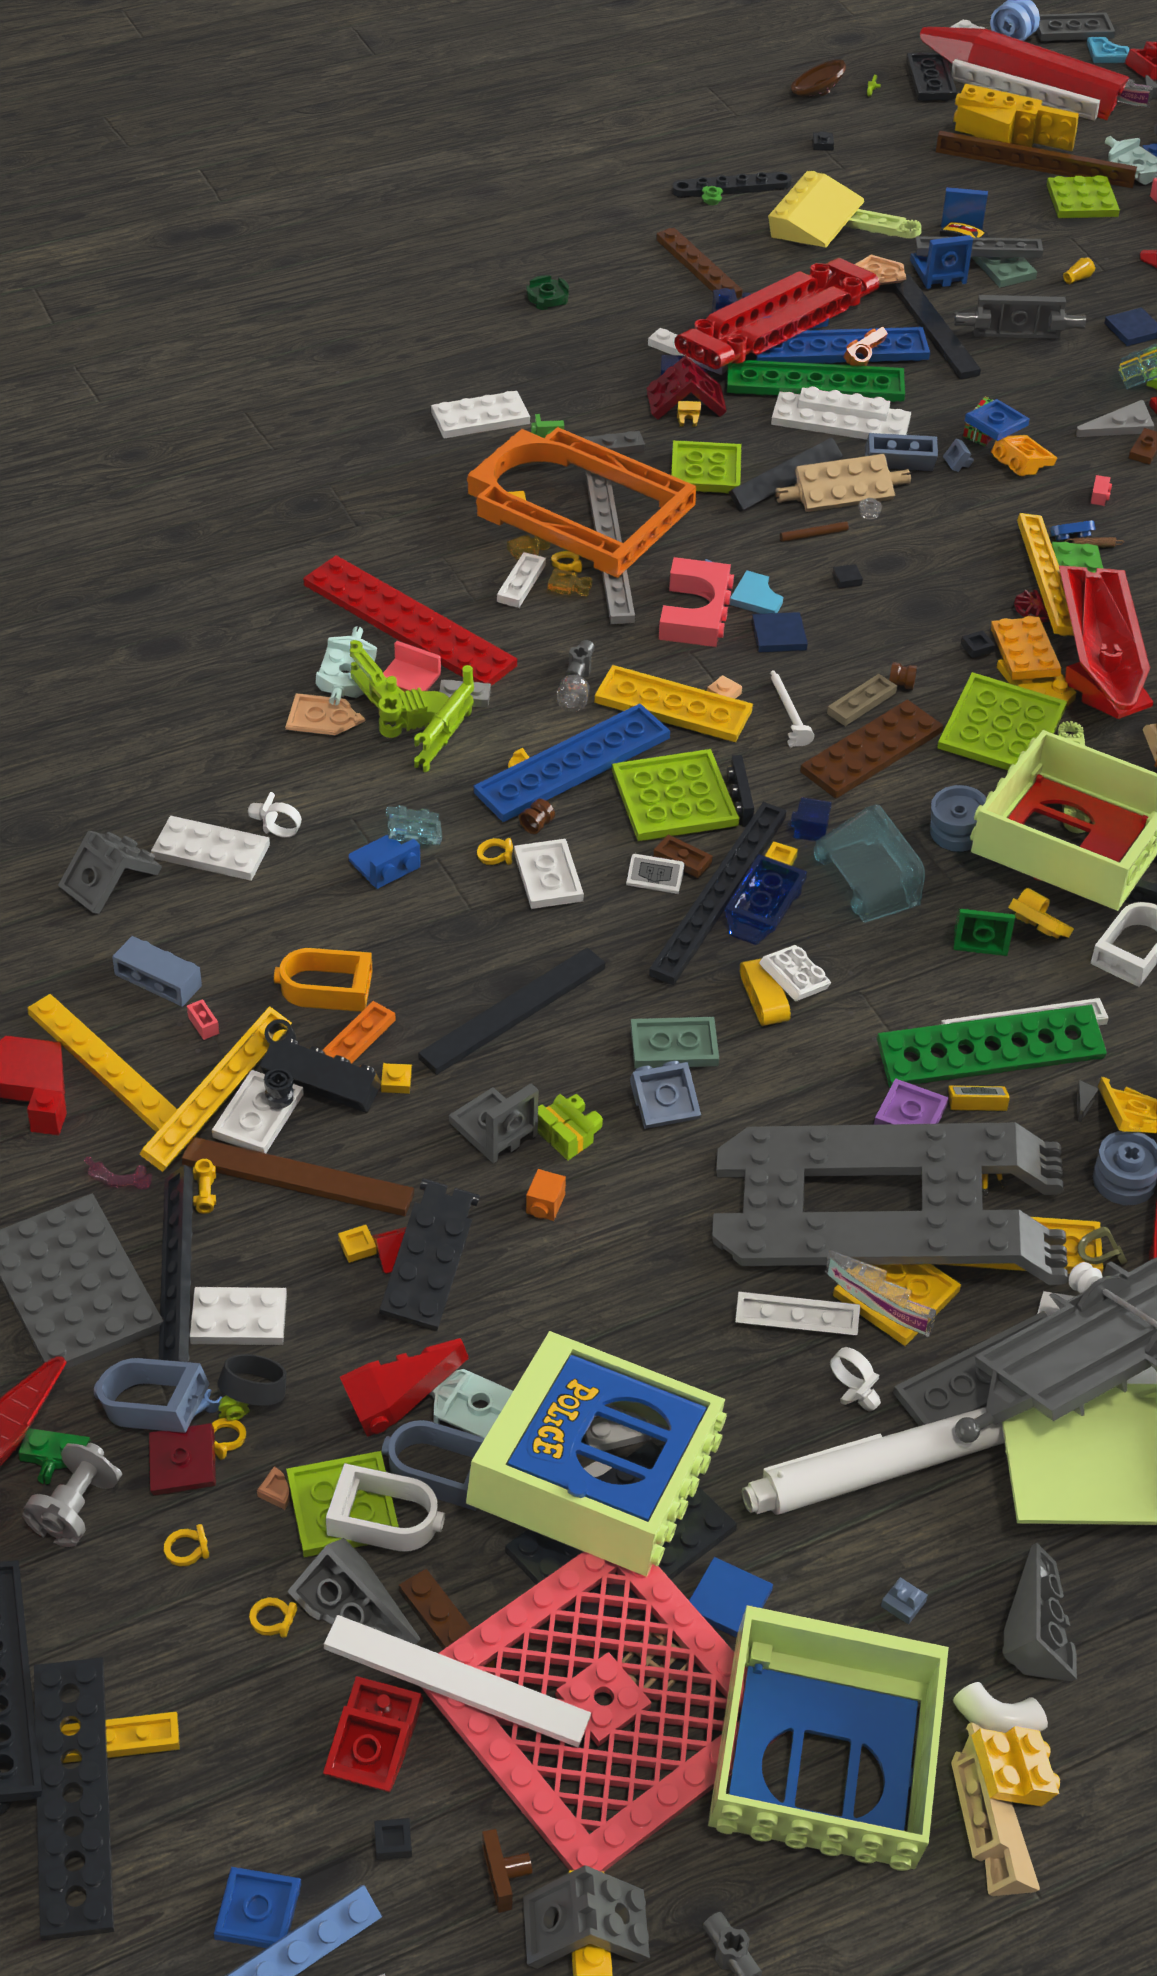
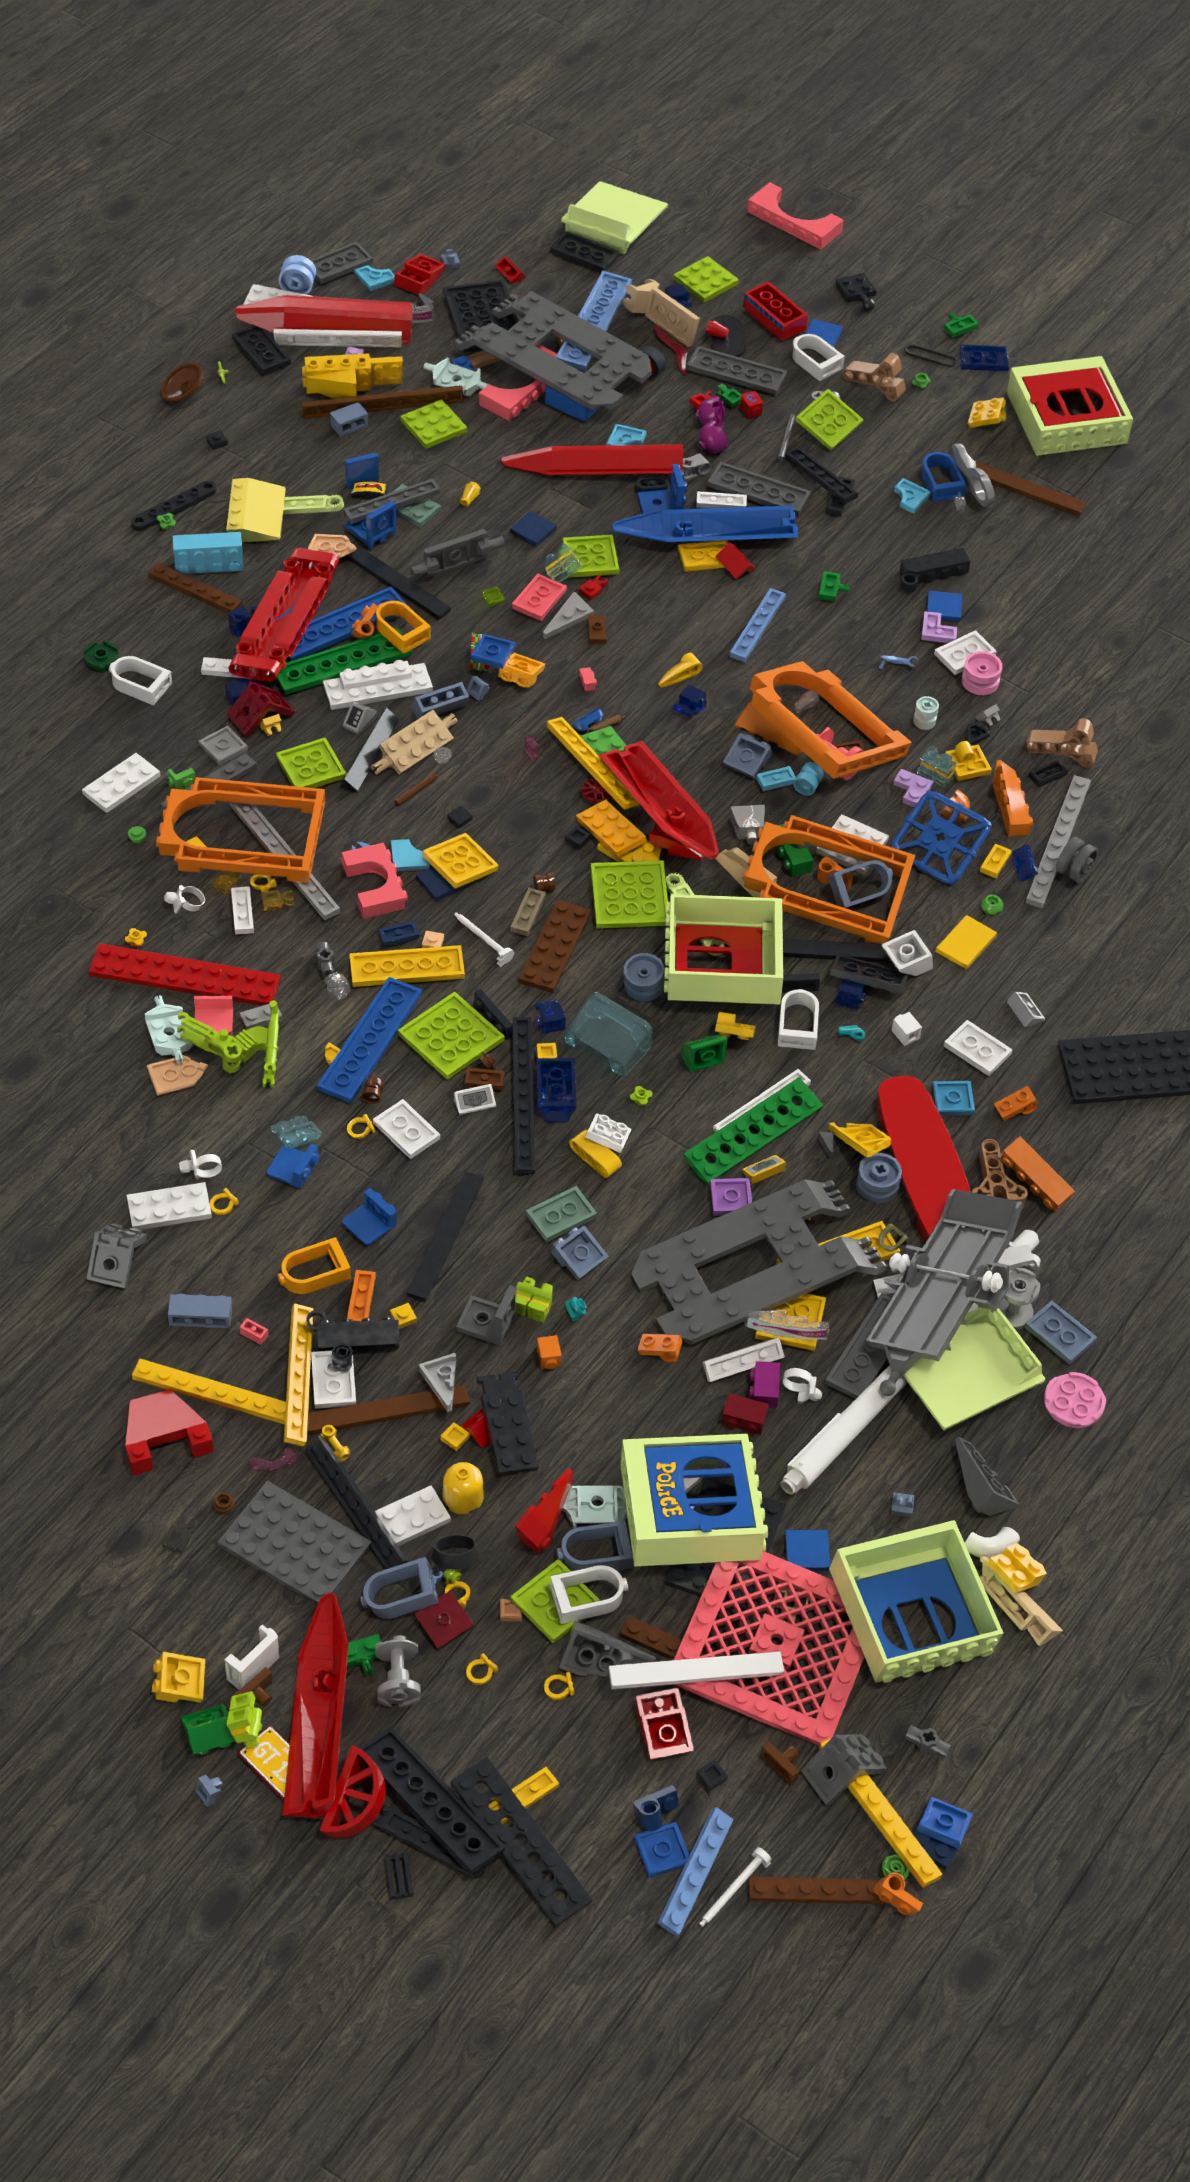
camera: 30 degrees left, 5 degrees up
(21, 1190) = (220, 1498): none -> reddish brown plate
(276, 1839) = (649, 1808): none -> dark blue plate
(287, 872) = (233, 1201): none -> yellow piece
(319, 1307) = (462, 1488): none -> yellow cylinder
(381, 565) = (135, 937): none -> yellow plate
(387, 1165) = (441, 1378): none -> light grey wing
(434, 954) = (371, 1219): none -> blue bracket
(448, 538) = (178, 901): none -> white piece
(459, 468) = (137, 834): none -> bright green plate
(582, 340) = (130, 663): none -> white window
(618, 1159) = (575, 1308): none -> teal plate
(620, 416) = (223, 745): none -> light grey tile
(687, 667) = (398, 933): none -> dark blue plate
(699, 837) = (487, 1061): none -> reddish brown plate
(702, 1251) = (663, 1345): none -> orange plate
(733, 231) = (208, 553): none -> medium azure brick
(754, 1382) = (745, 1414): none -> dark red brick
(795, 438) = (358, 717): none -> light grey slope
(806, 1357) = (766, 1383): none -> magenta brick
(814, 617) = (460, 860): none -> yellow plate
(869, 950) = (638, 1099): none -> lime plate
(901, 380) = (410, 640): none -> light orange window
(982, 534) = (531, 747): none -> clear pink tile
(985, 163) = (349, 419): none -> sand blue brick
(1041, 375) = (493, 596): none -> clear neon green tile
(1095, 392) = (539, 597): none -> coral plate

